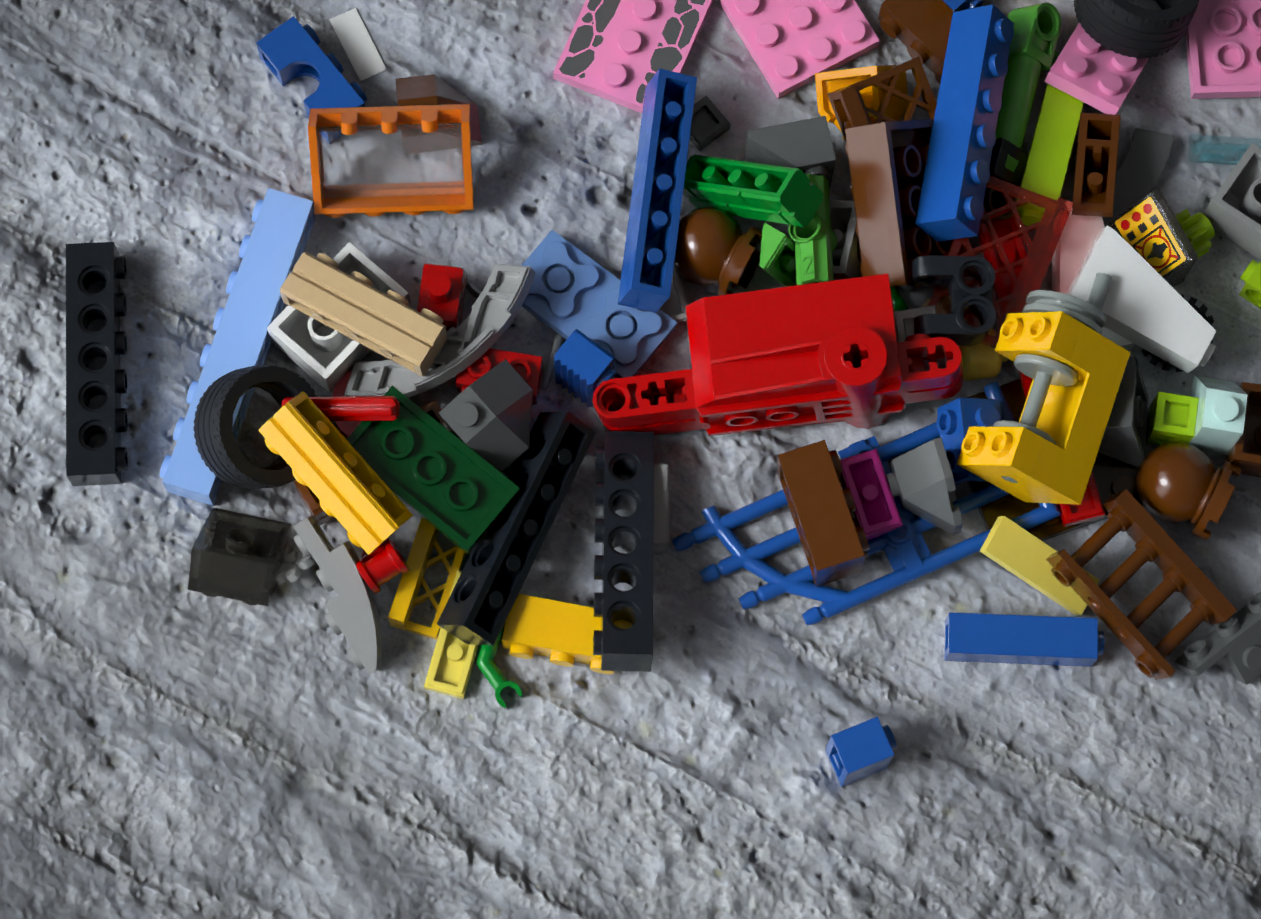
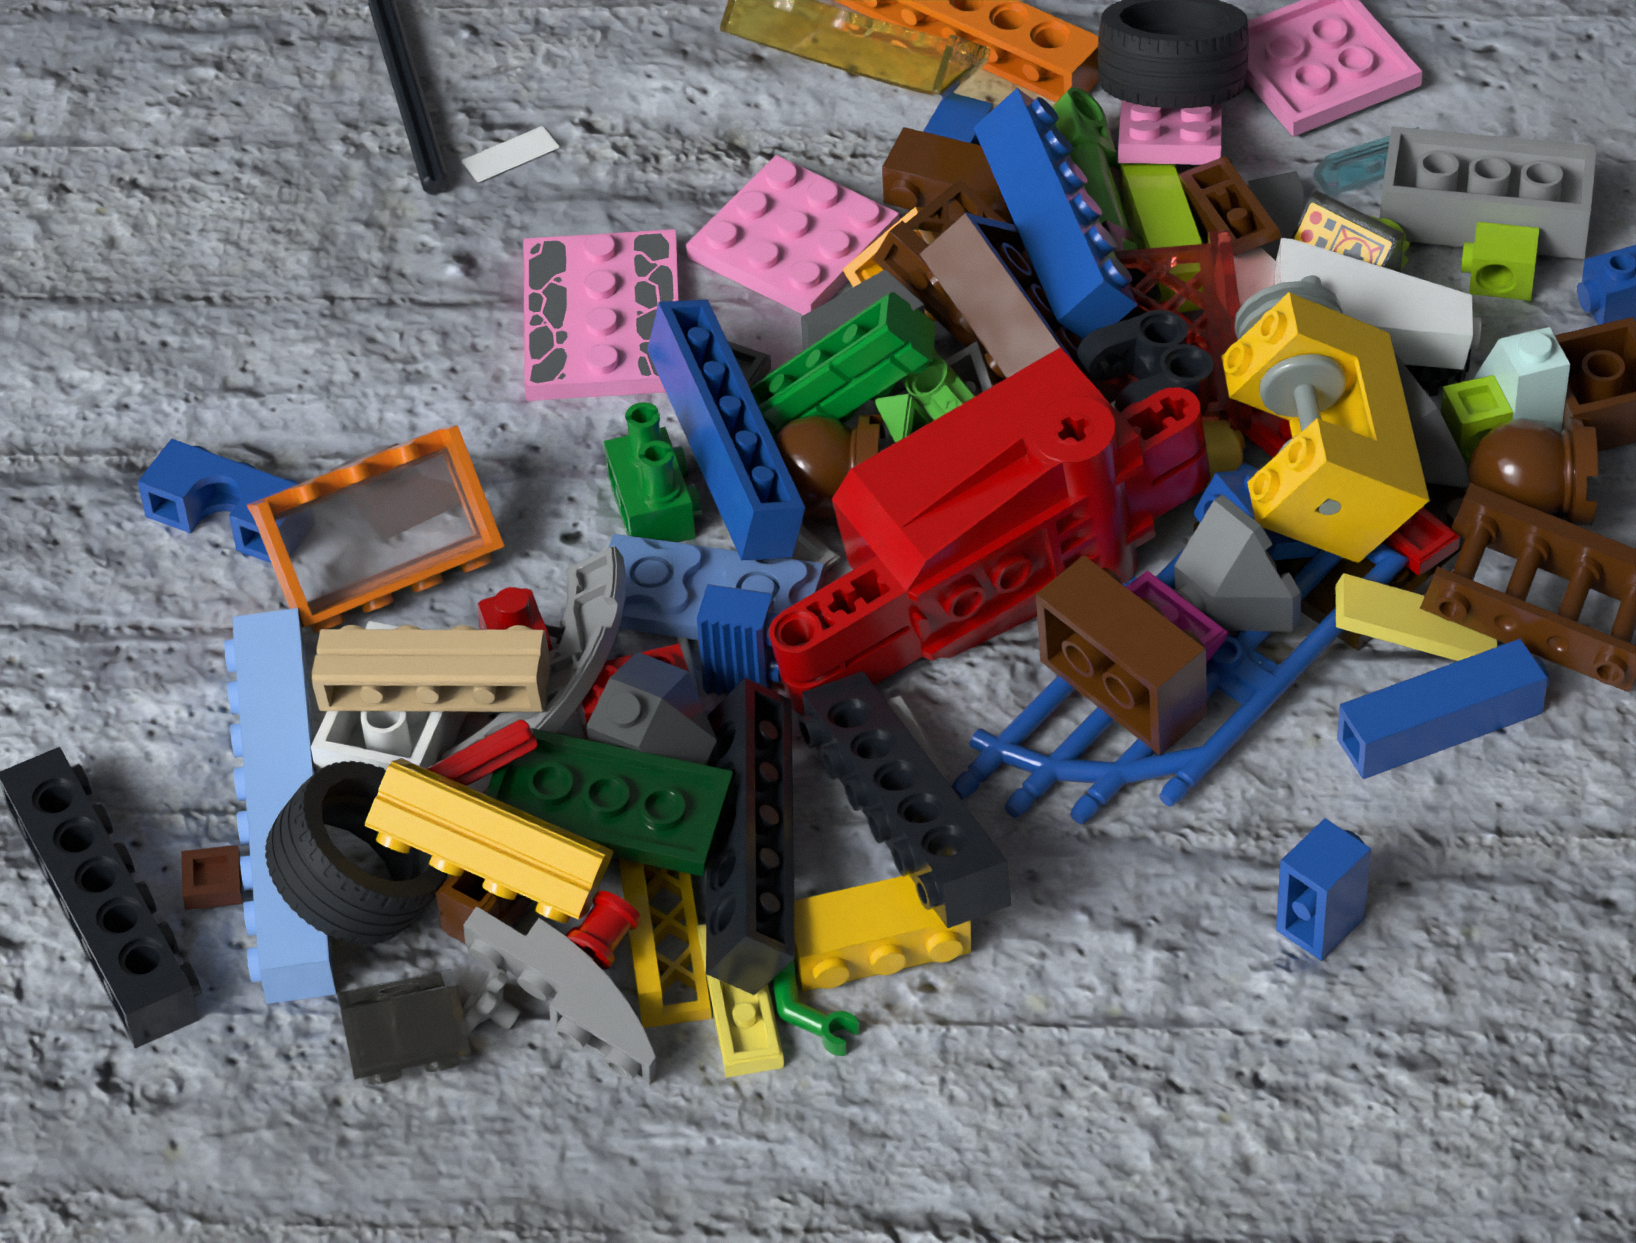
camera: 20 degrees left, 25 degrees down
(170, 383) = (211, 877): none -> copper plate
(357, 44) = (251, 448): white sticker -> none
(594, 201) = (649, 479): none -> green brick

